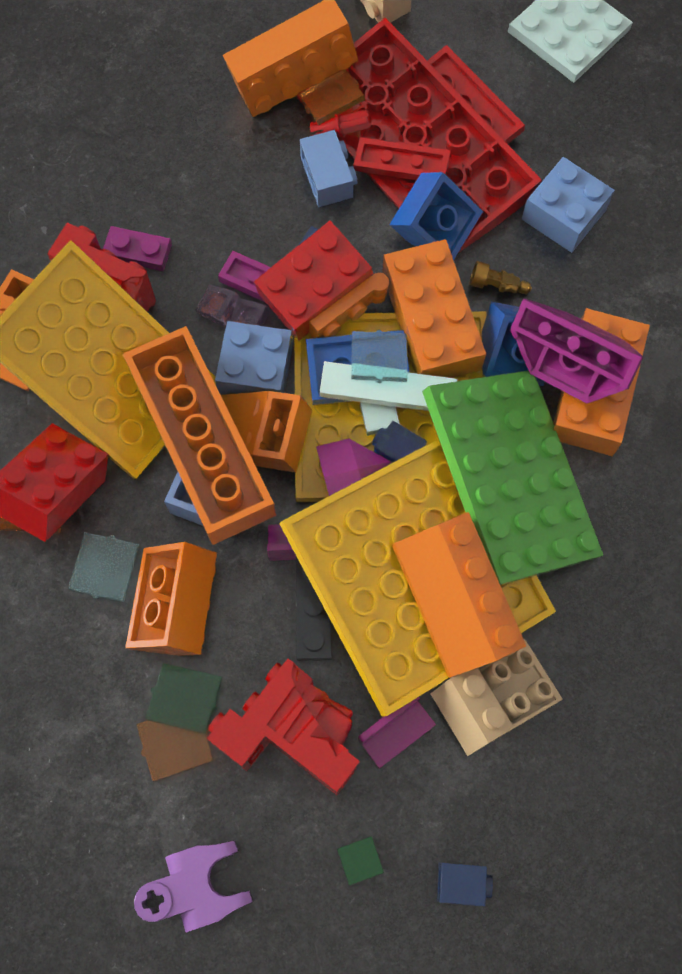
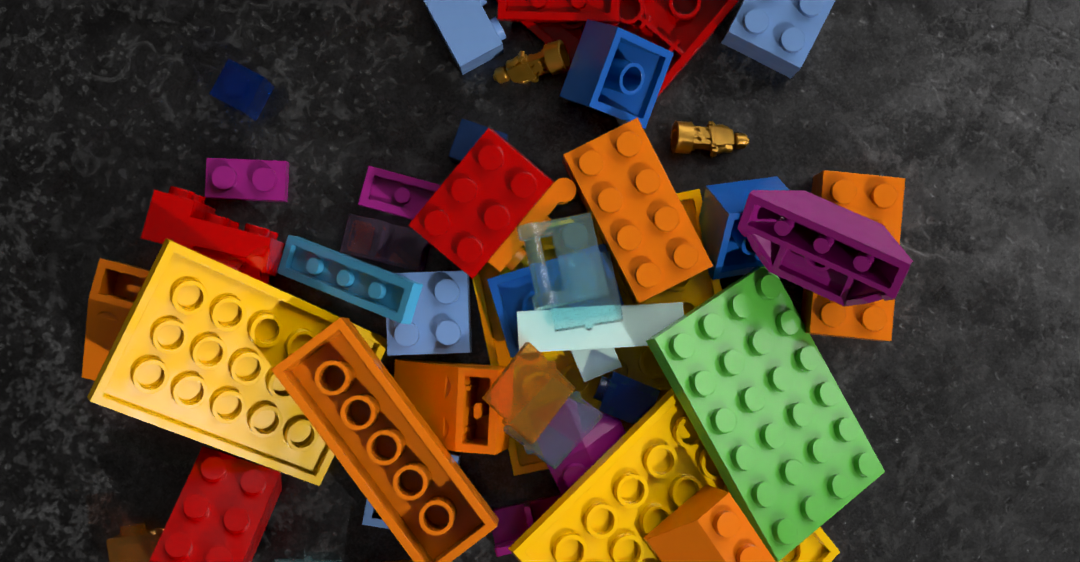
camera: 15 degrees left, 15 degrees up
(149, 182) = (242, 89): none -> clear blue brick
(201, 319) = (350, 279): none -> dark azure plate
(321, 419) = (528, 393): none -> clear orange piece
(336, 450) = (563, 432): none -> clear light blue piece
(367, 206) = (525, 68): none -> pearl gold piece
(379, 328) = (576, 258): none -> clear light blue plate

